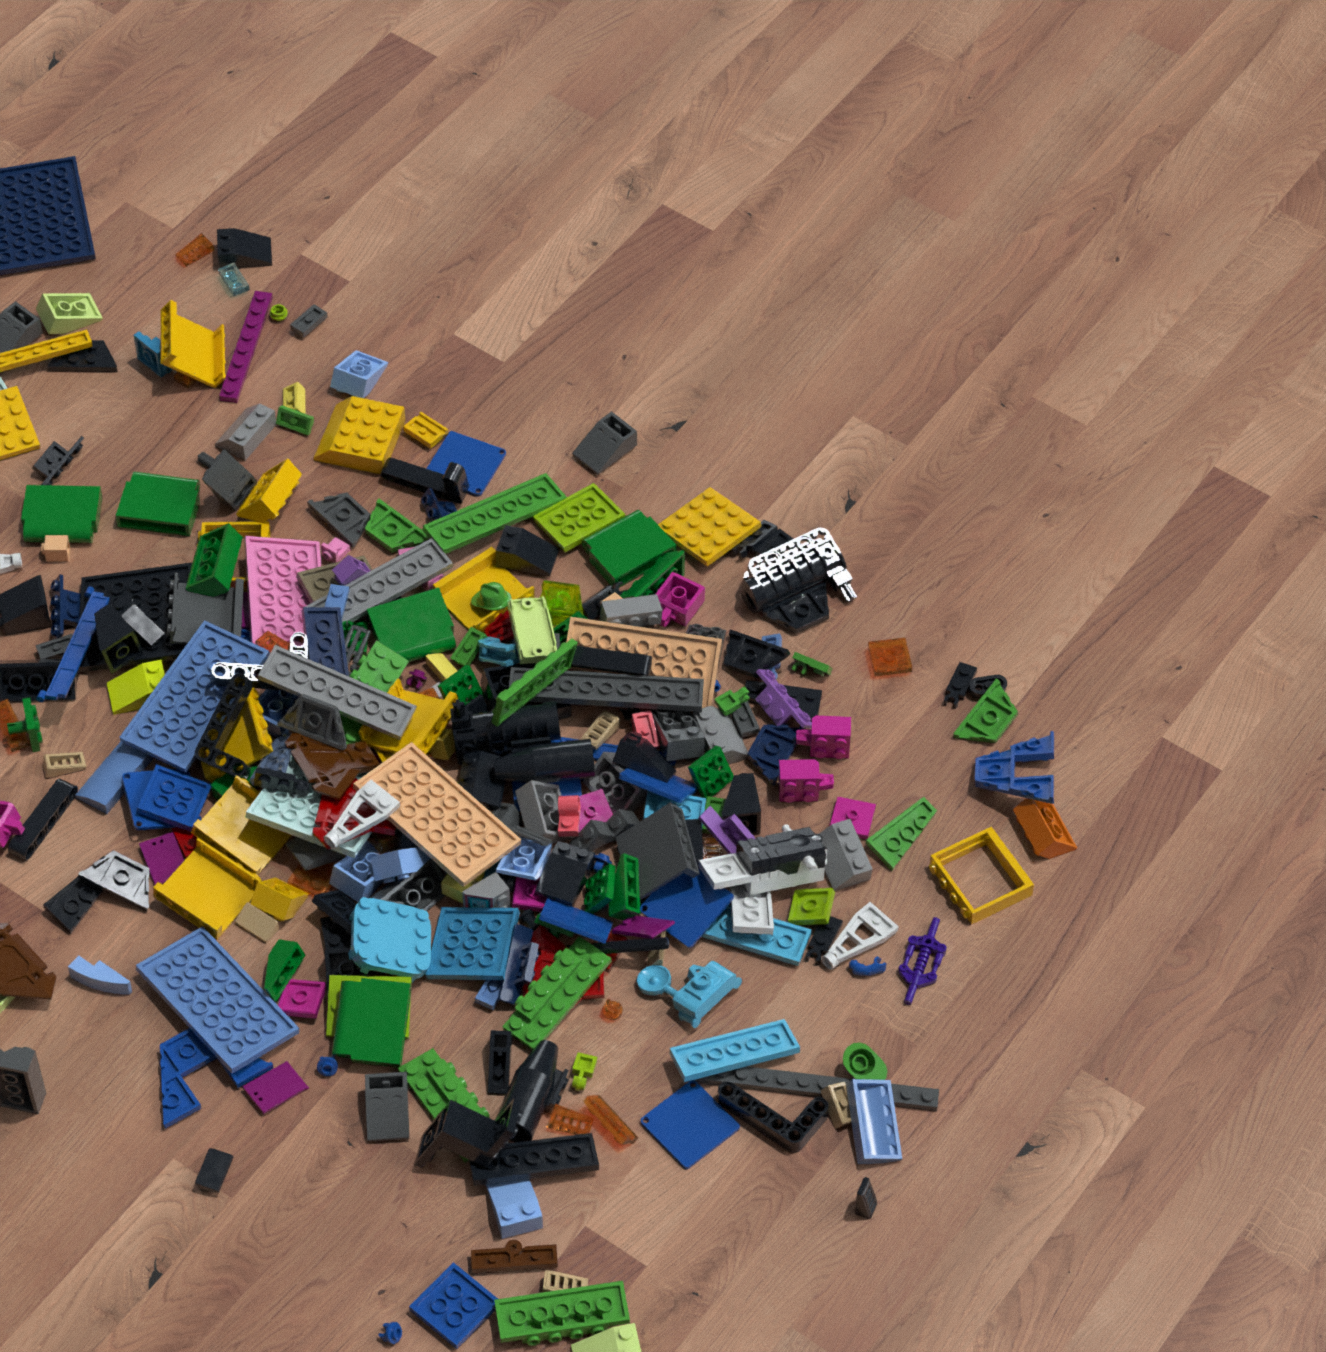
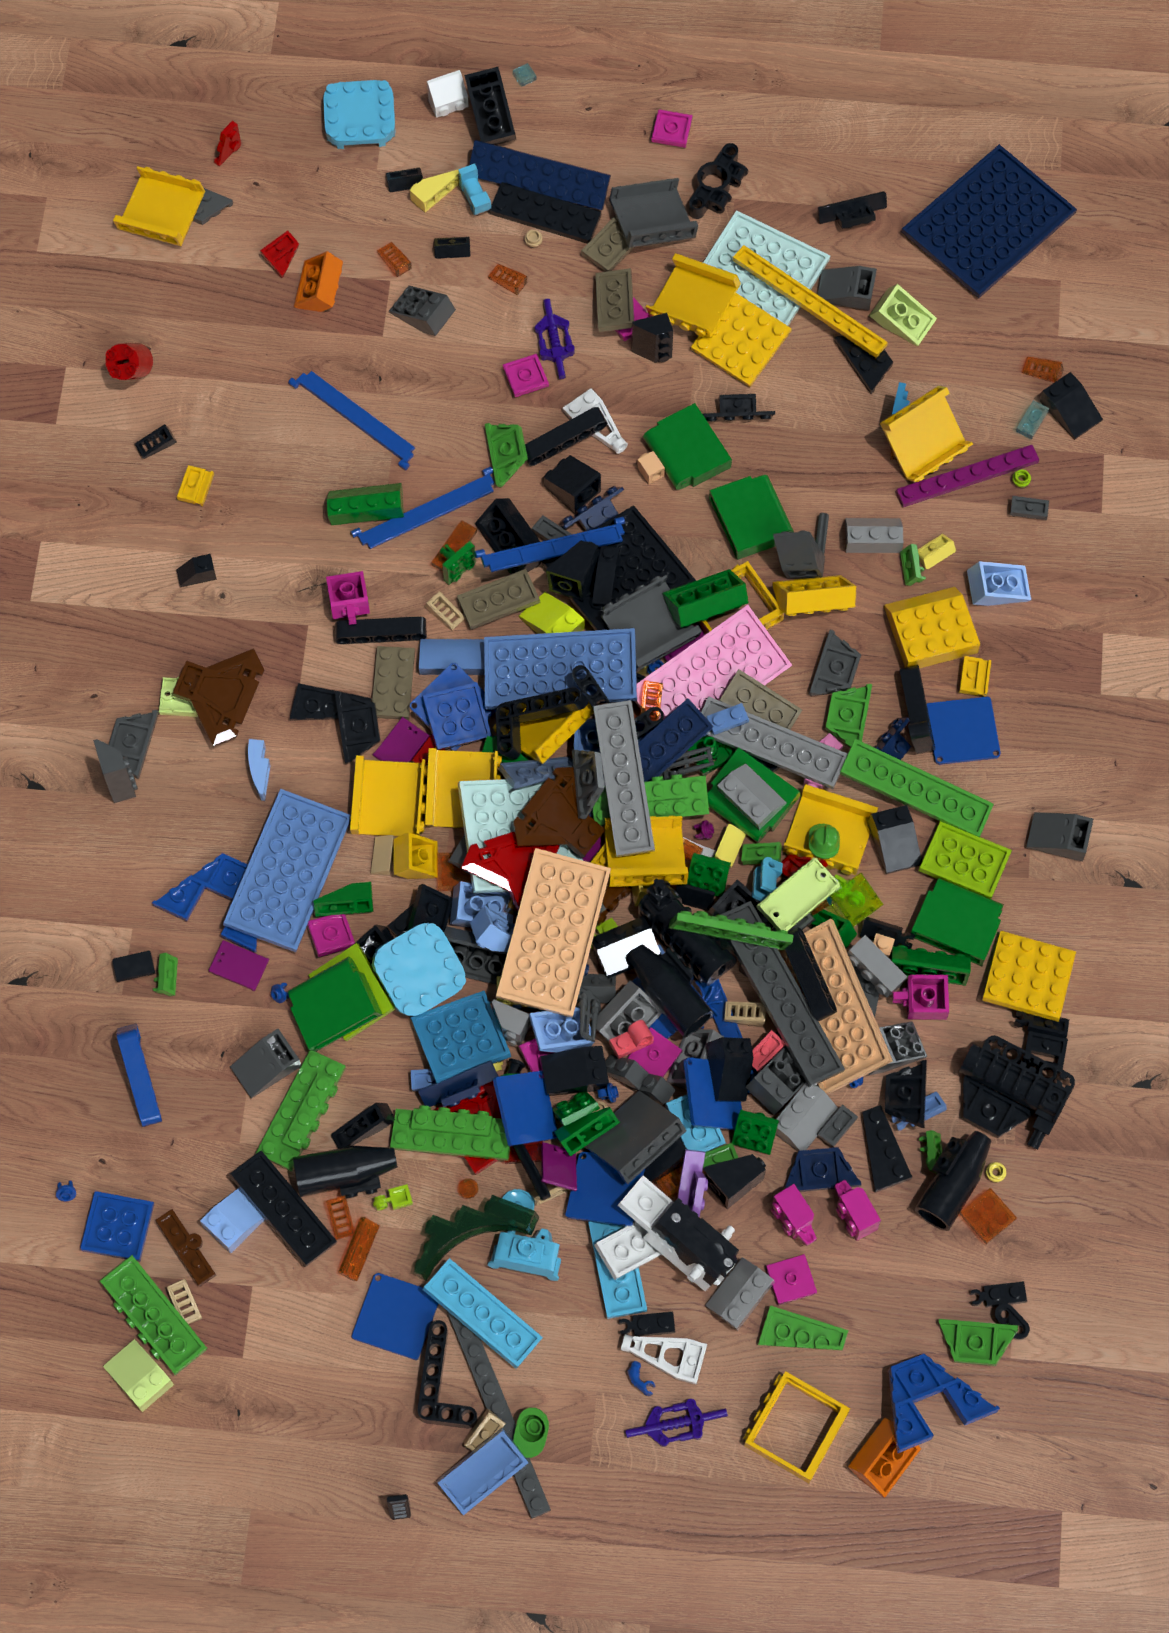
camera: 60 degrees right, 15 degrees up
(86, 717) = (498, 599): none -> dark tan plate
(97, 833) = (393, 682): none -> dark tan plate
(235, 1143) = (167, 974): none -> bright green plate
(280, 781) = (507, 790): black hinge -> none
(322, 1206) = (138, 1074): none -> blue beam
(334, 550) = (796, 683): bright pink bracket -> none
(349, 570) = (771, 710): medium lavender slope -> none
(375, 797) = (530, 876): white plate -> none
(418, 622) = (751, 795): none -> light grey slope
(469, 1133) = (264, 1144): black bracket -> none
(646, 1018) = (445, 1235): none -> clear green arch
(731, 701) = (841, 1104): bright green plate -> none
(778, 703) = (870, 1147): medium lavender bracket -> none
(811, 906) = (670, 1296): lime plate -> none
(849, 660) = (956, 1177): none -> black piece
(856, 629) = (996, 1166): none -> light yellow plate

